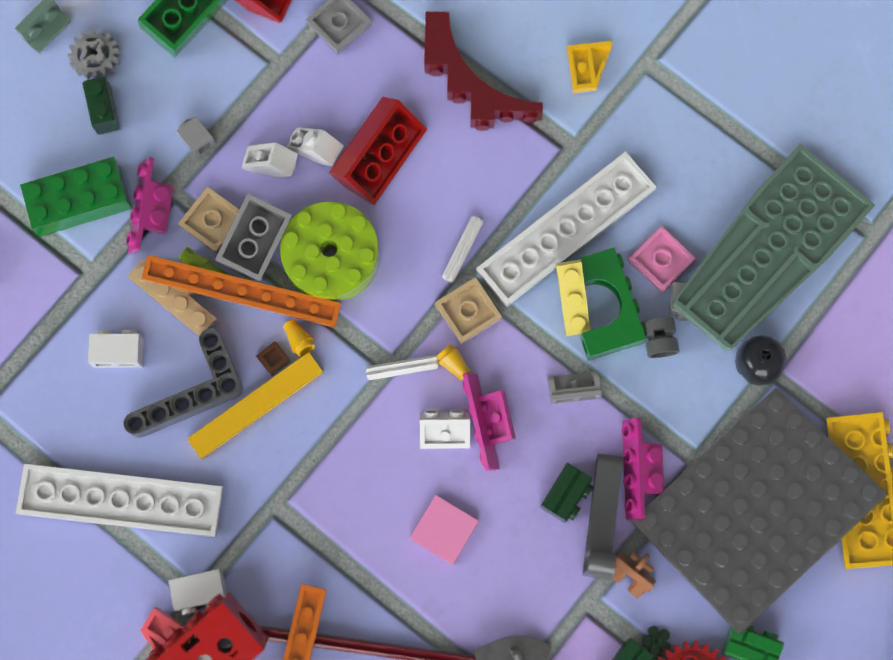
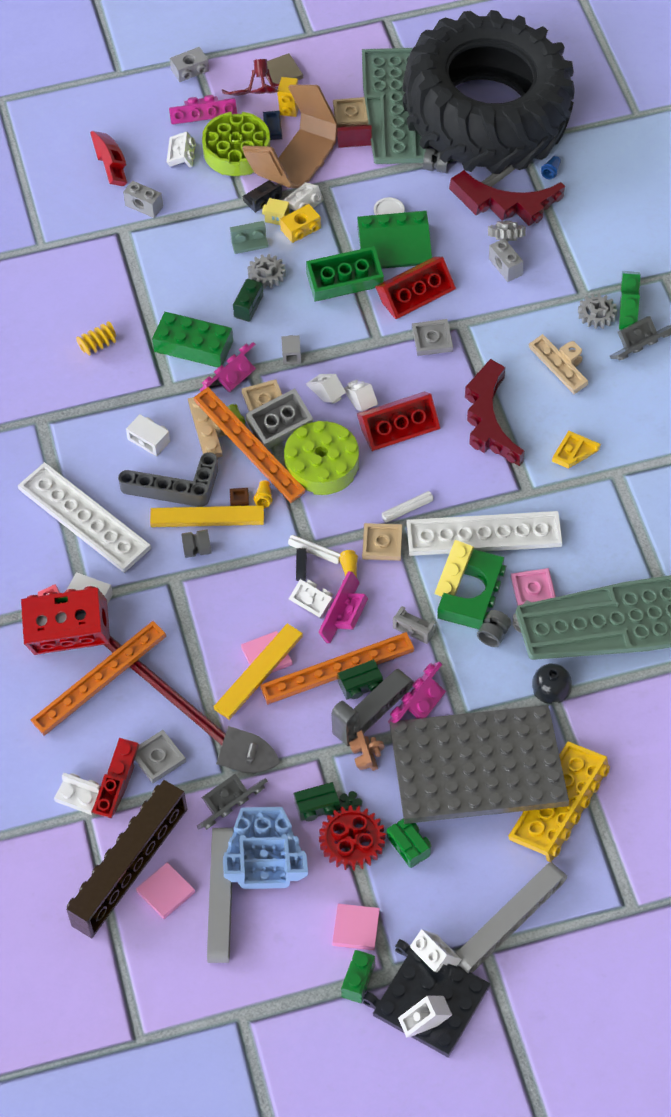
camera: 35 degrees right, 20 degrees down
(272, 450) = (196, 543): none -> dark grey wheel
(402, 397) = (301, 563): none -> black beam
(454, 559) = (258, 671): none -> yellow tile
(530, 496) = (327, 671): none -> orange plate

